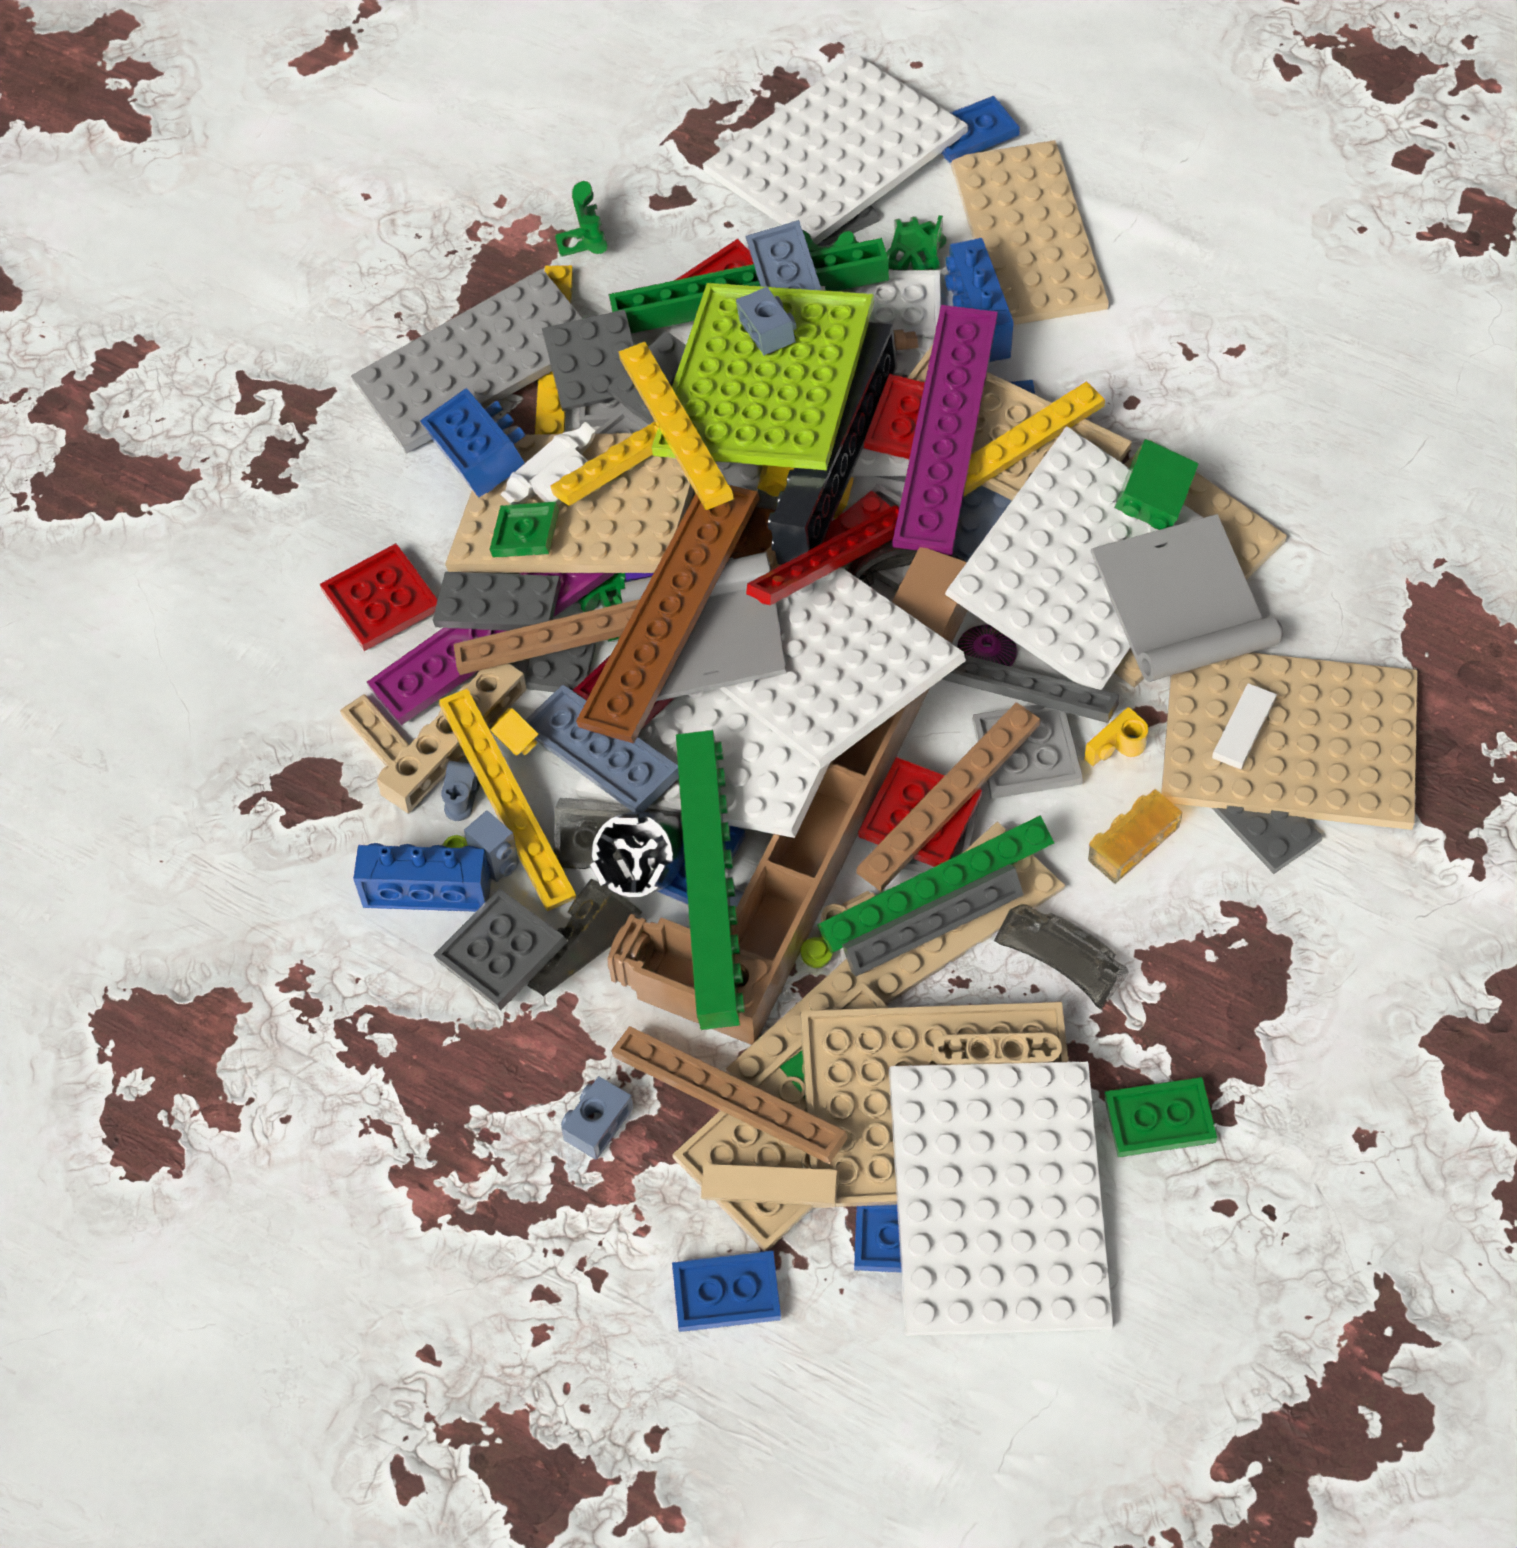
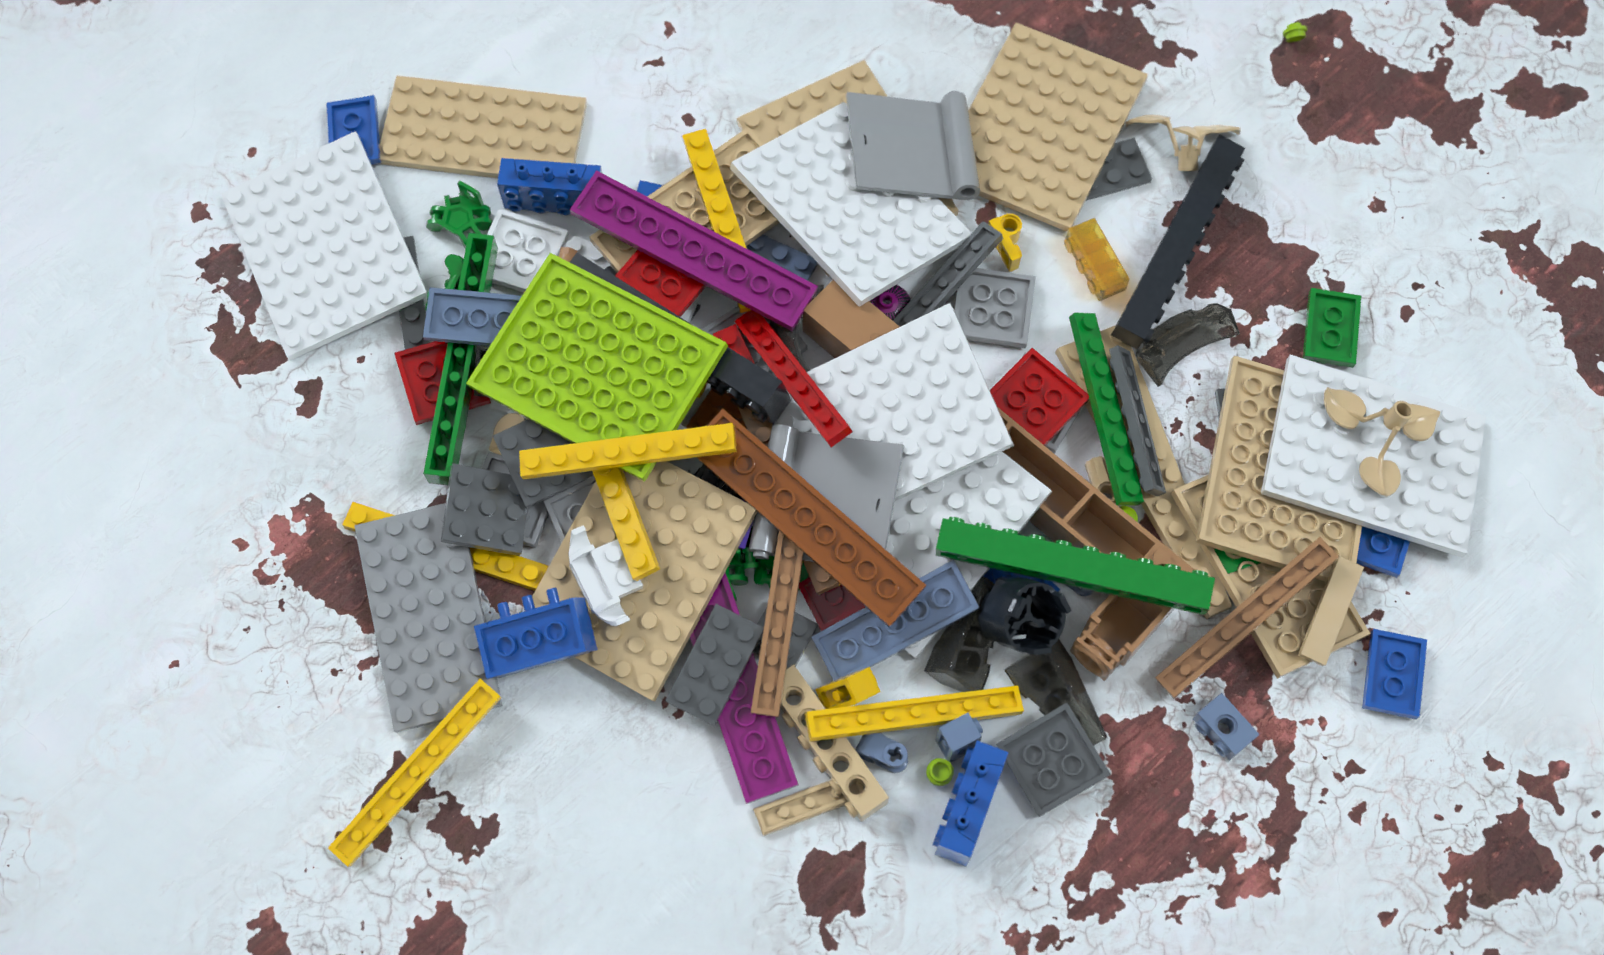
camera: 75 degrees left, 10 degrees up
(314, 400) = (414, 773): none -> yellow plate
(380, 596) = (656, 768): red plate -> none
(524, 529) = (661, 616): green plate -> none
(589, 230) = (328, 475): green piece -> none
(766, 320) = (560, 349): sand blue brick -> none
(948, 796) = (1033, 372): medium nougat plate -> none
(996, 1045) = (1261, 411): tan beam -> none
(1040, 1136) = (1415, 420): none -> tan plant
(1156, 485) = (812, 121): green brick -> none
(1198, 912) = (1177, 243): none -> black brick
(1244, 726) = (1033, 149): white tile -> none
(1323, 893) = (1189, 153): none -> tan plant

